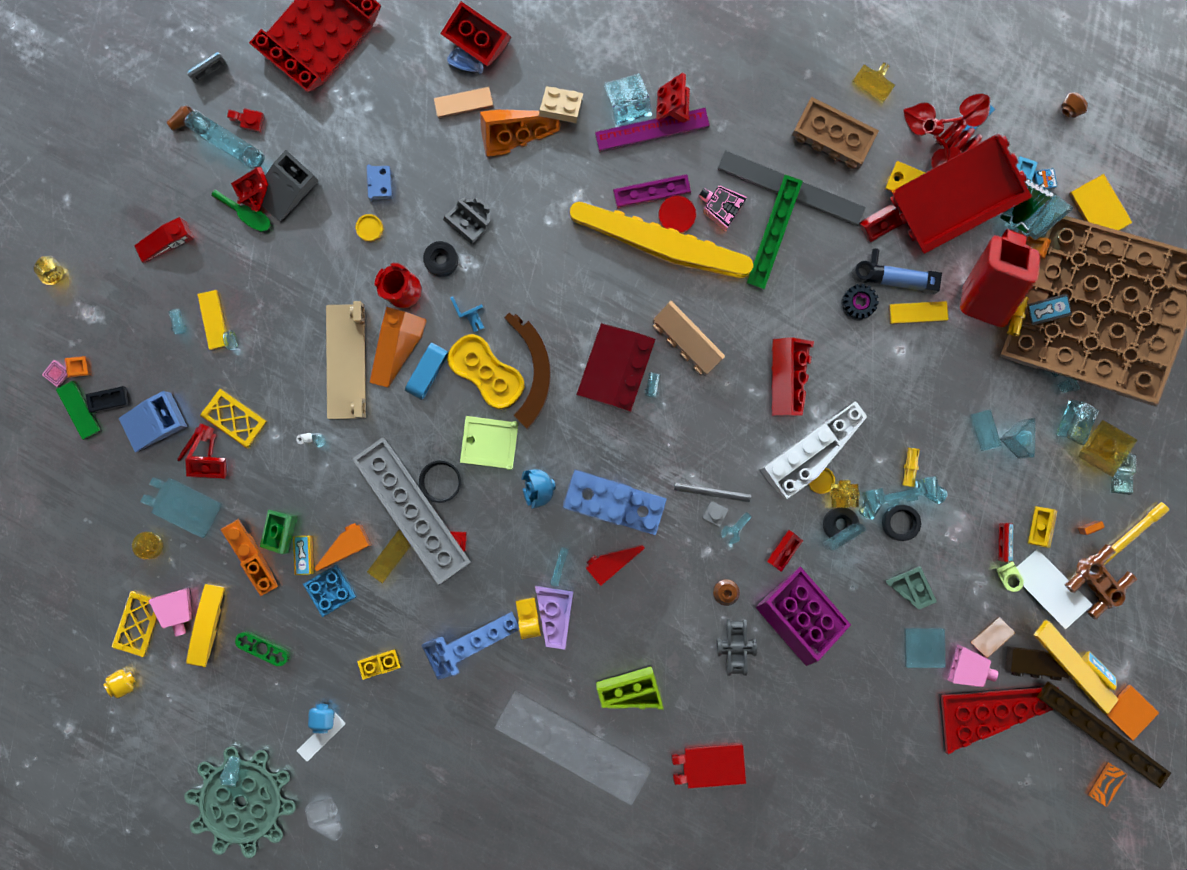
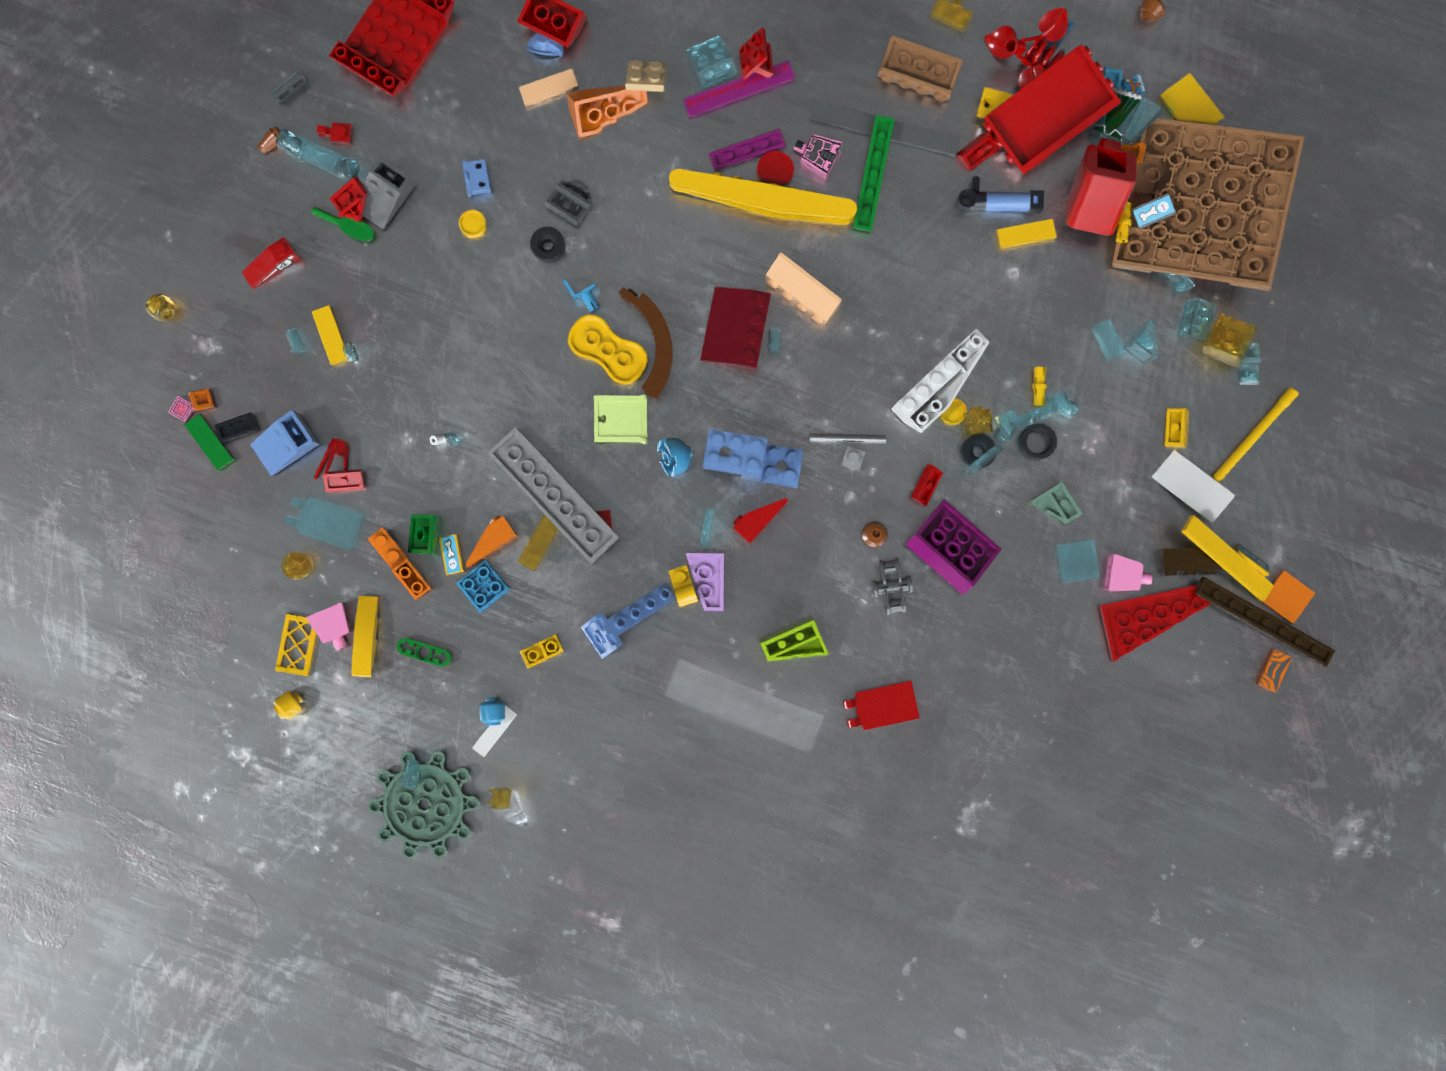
camera: 10 degrees left, 0 degrees up
(218, 423) = (361, 414): yellow window -> none
(316, 808) = (500, 798): none -> clear yellow tile
(346, 361) = (467, 357): tan bracket -> none
(397, 339) = (516, 328): orange wedge -> none
(398, 286) = (510, 275): red tile -> none
(422, 477) = (566, 448): black tyre -> none
(426, 371) = (549, 356): dark azure beam -> none
(736, 528) = (876, 469): clear light blue bar -> none
(789, 375) = (908, 312): red wedge -> none
(855, 310) = (966, 240): black bush -> none
(992, 637) = (1142, 542): slope -> none
(1005, 542) = (1142, 447): red slope -> none
(1008, 571) = (1149, 474): yellowish green piece -> none
(1091, 527) = (1224, 421): orange tile -> none
(1101, 582) = (1240, 472): dark orange piece -> none

